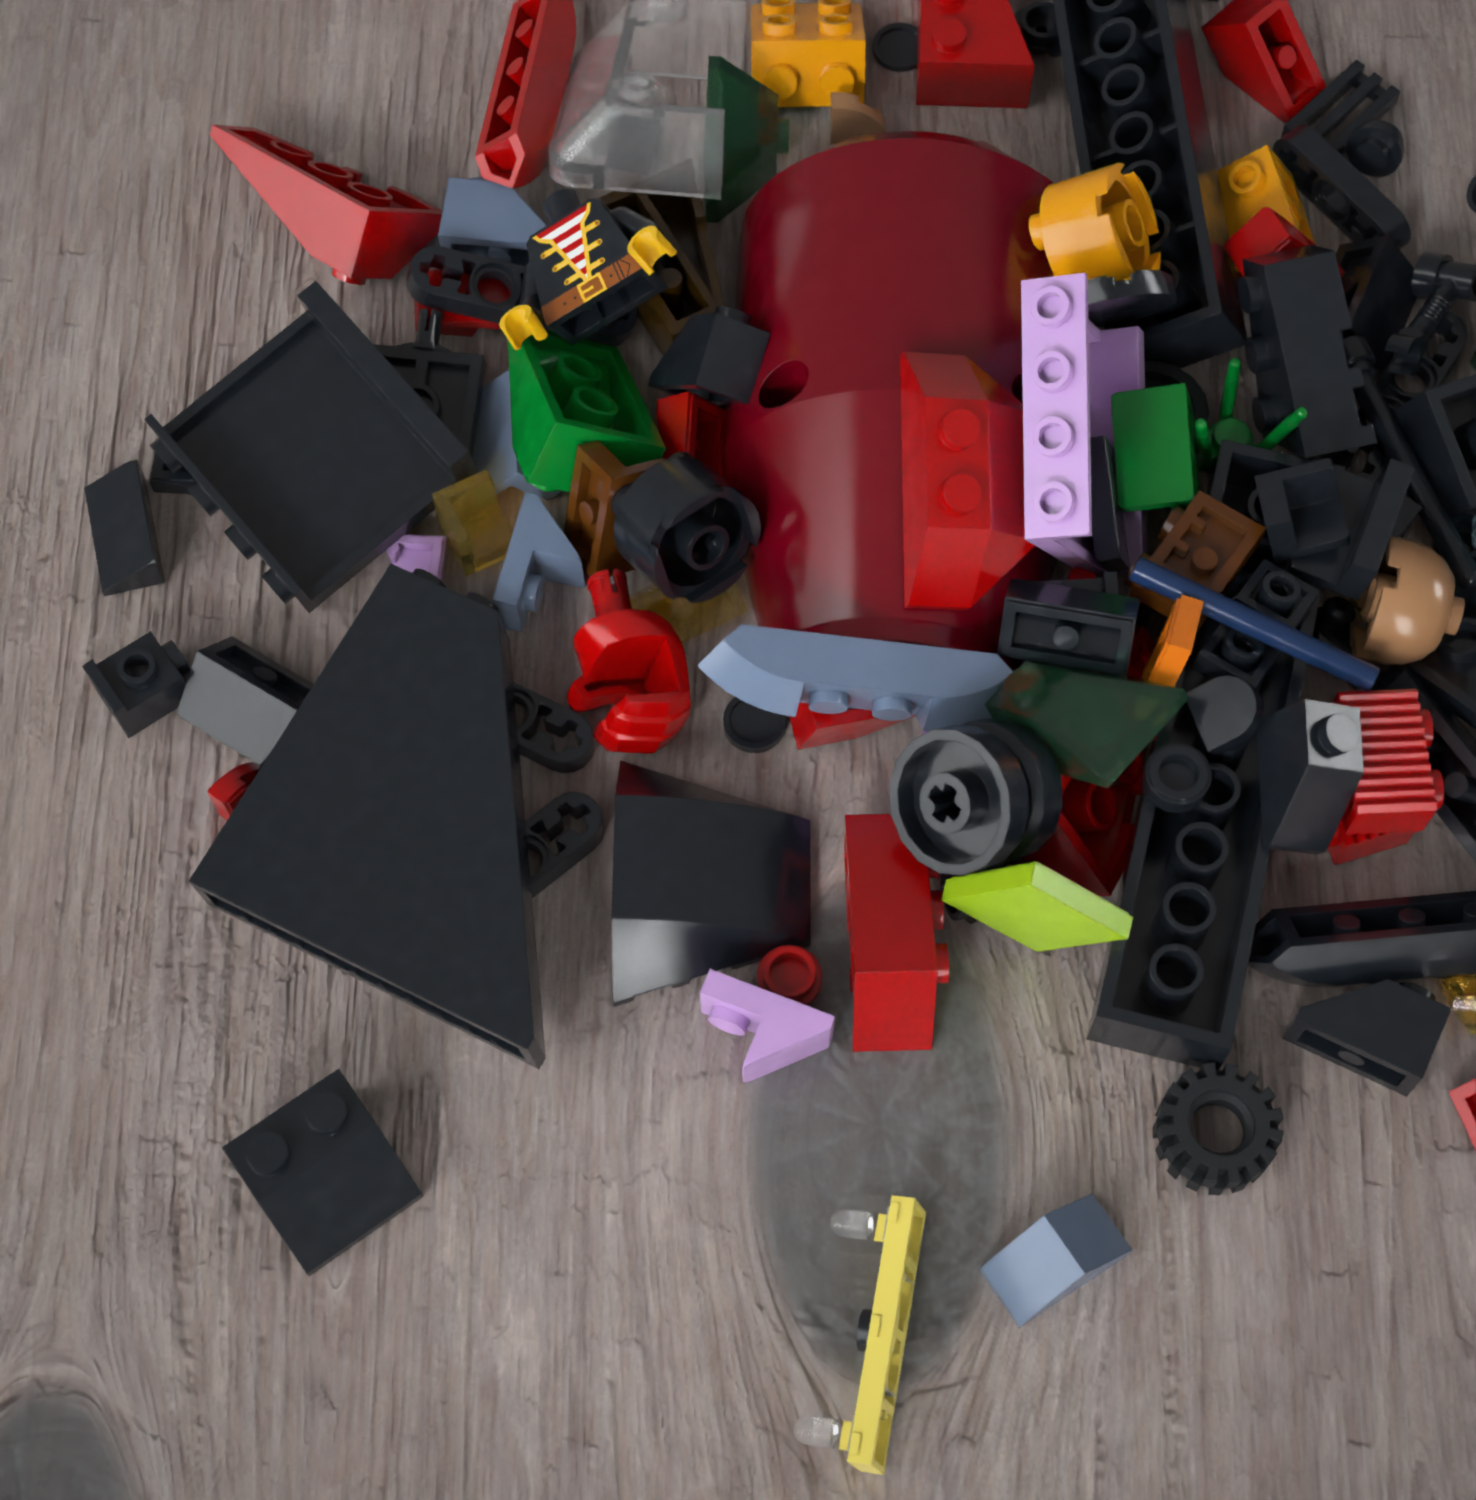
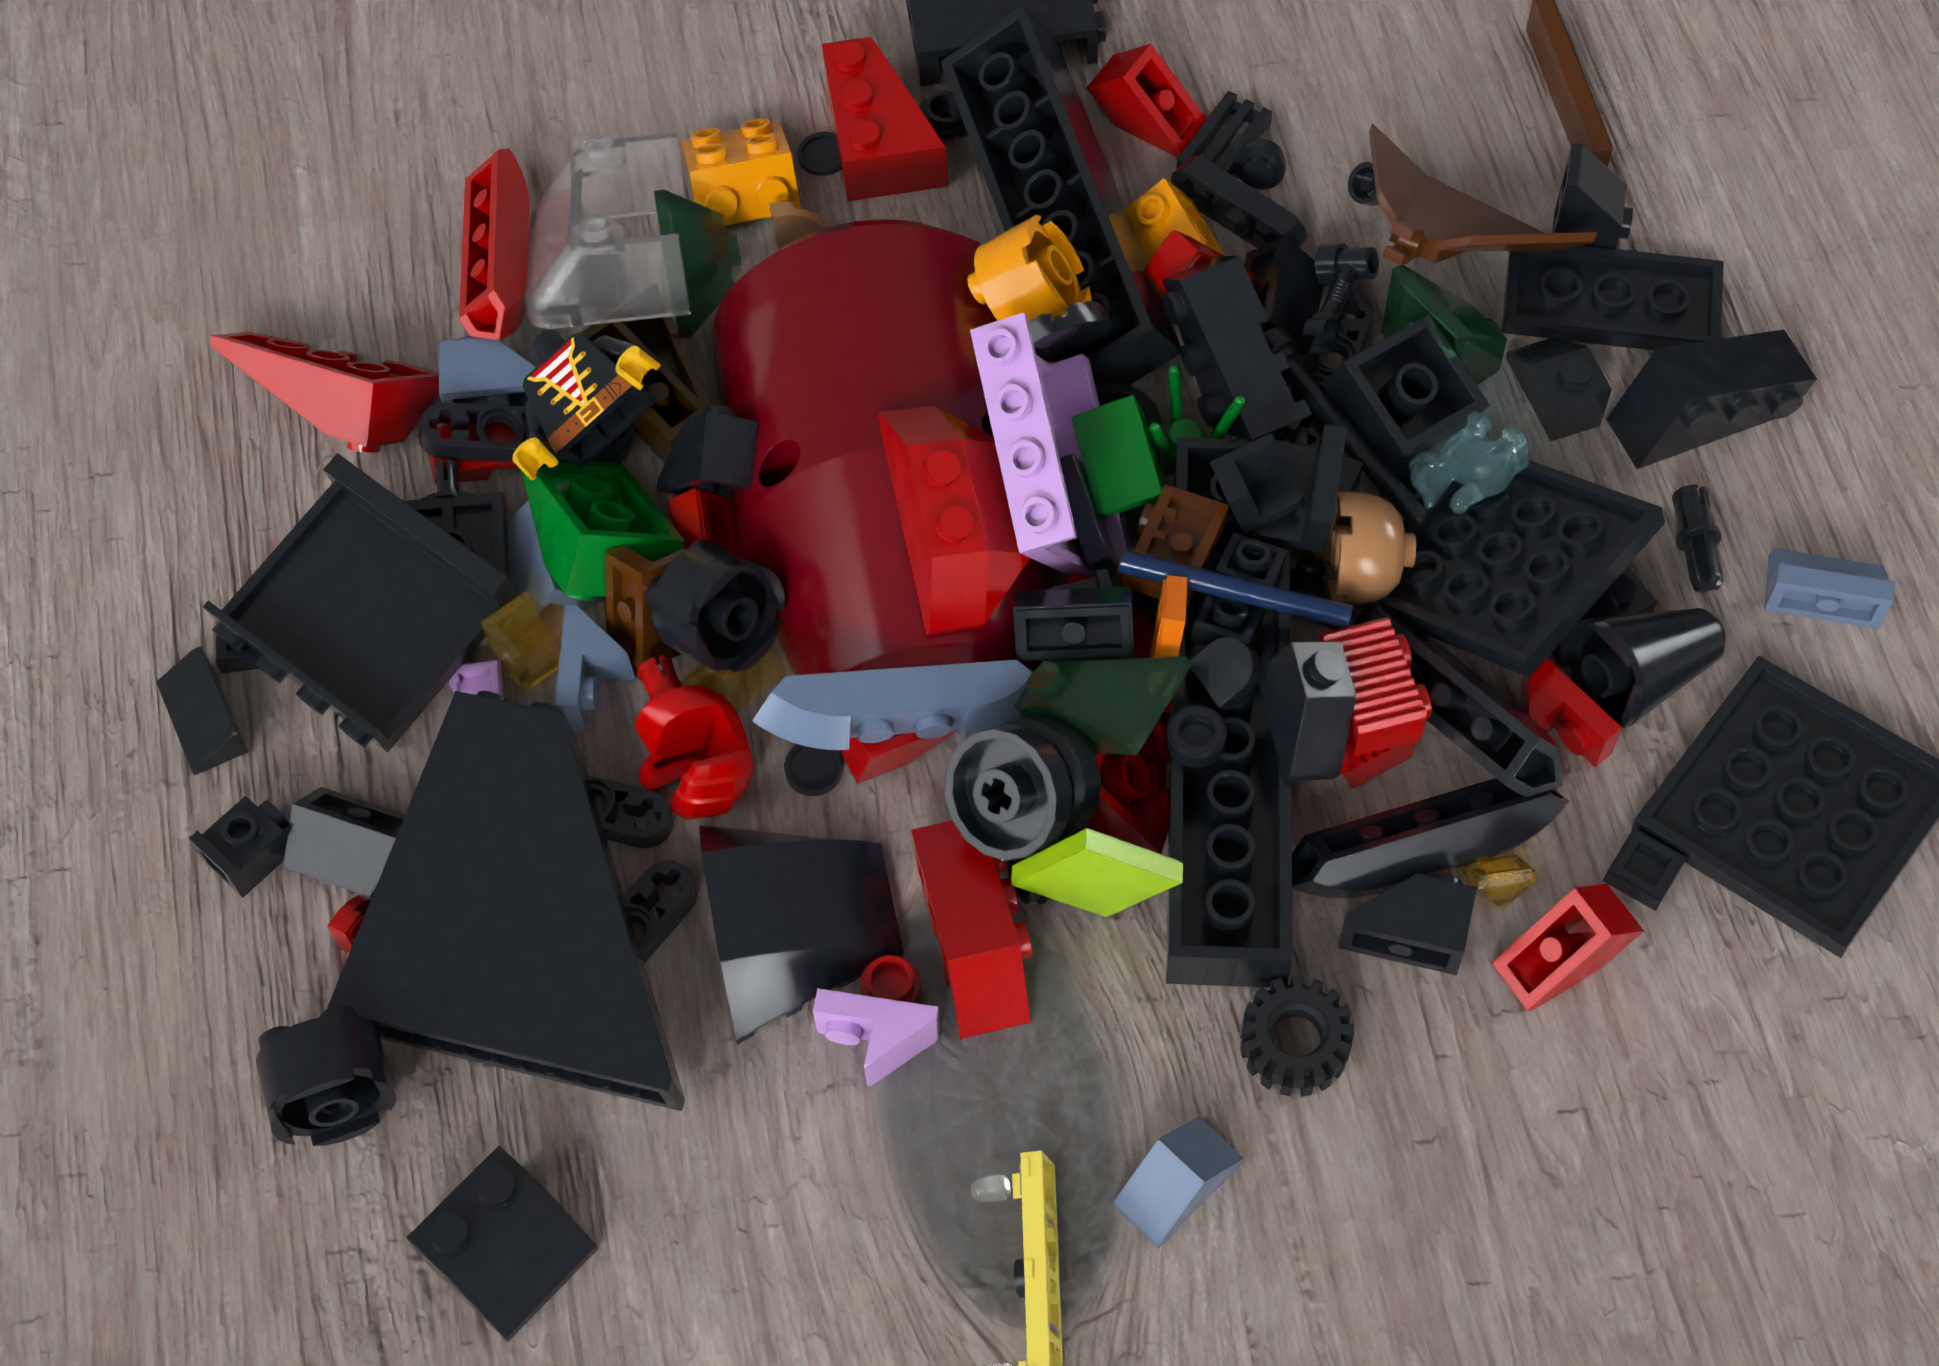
camera: 10 degrees left, 5 degrees down
(171, 954) = (324, 1077): none -> black brick

